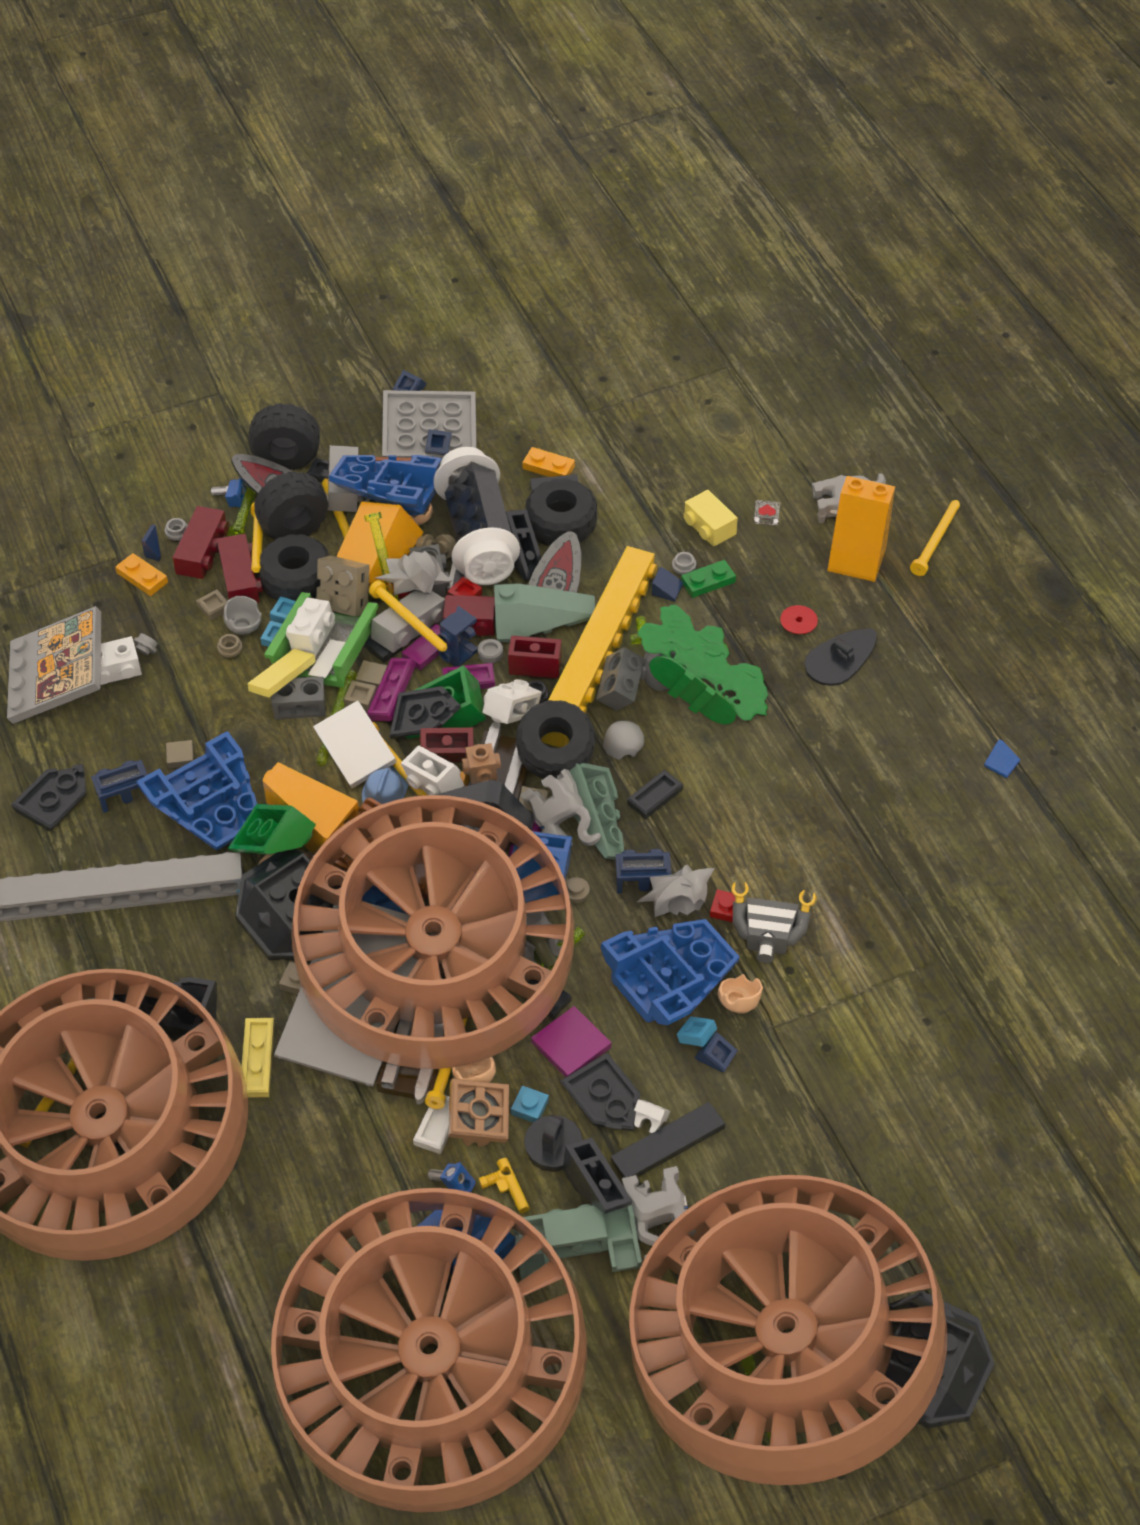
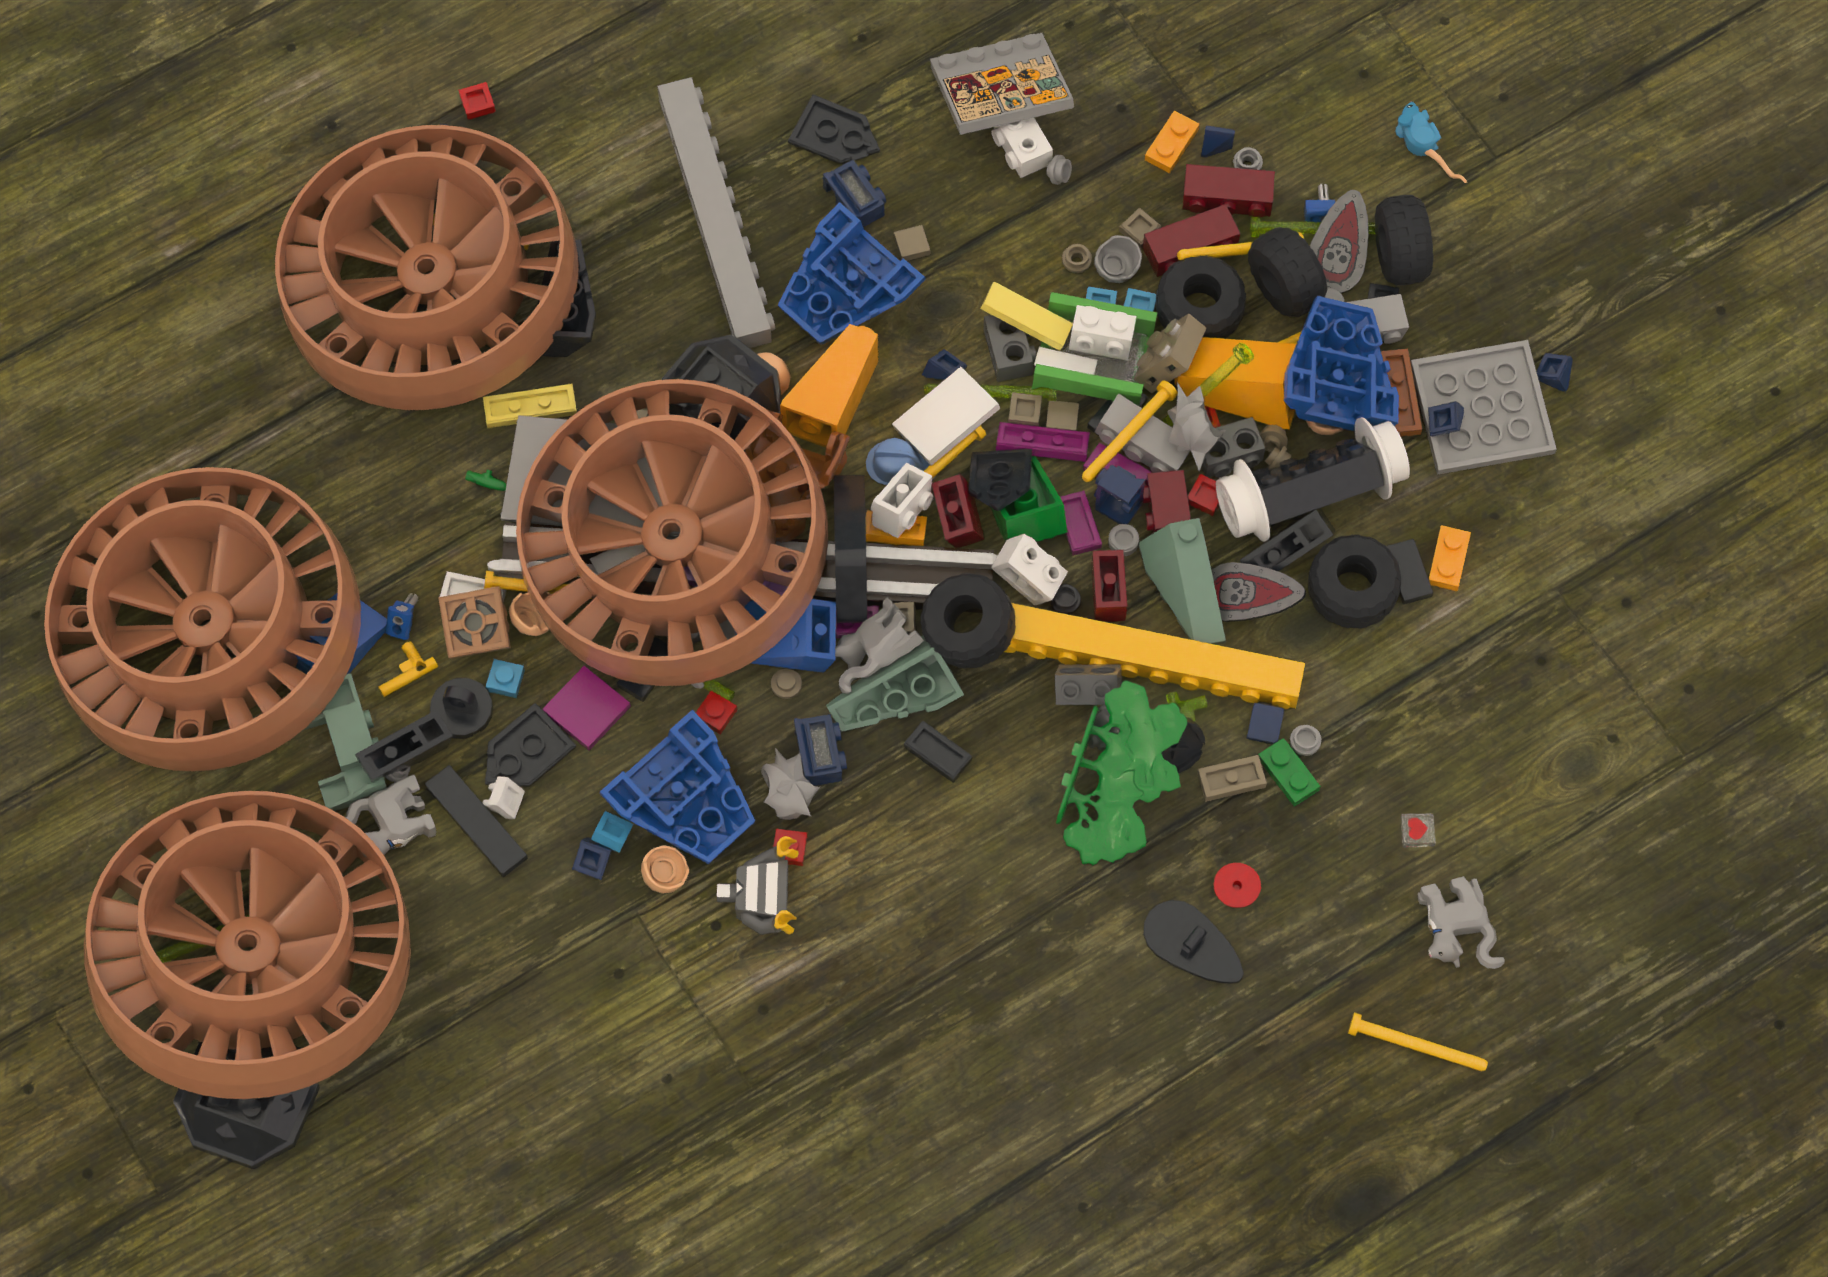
camera: 80 degrees right, 15 degrees up
(190, 424) = (1421, 136): none -> dark azure animal
(273, 830) = (784, 350): green slope -> none
(304, 747) = (942, 365): none -> dark blue slope
(325, 1099) = (486, 480): none -> green helmet
(481, 763) = (921, 548): medium nougat brick -> none
(590, 945) = (716, 712): none -> red plate
(623, 739) = (1011, 706): light grey hair -> none
(710, 518) = (1385, 759): light yellow brick -> none
(710, 608) = (1231, 778): none -> dark tan plate
(861, 528) = (1370, 935): light orange slope -> none
(1002, 759) = (1053, 1143): blue slope -> none

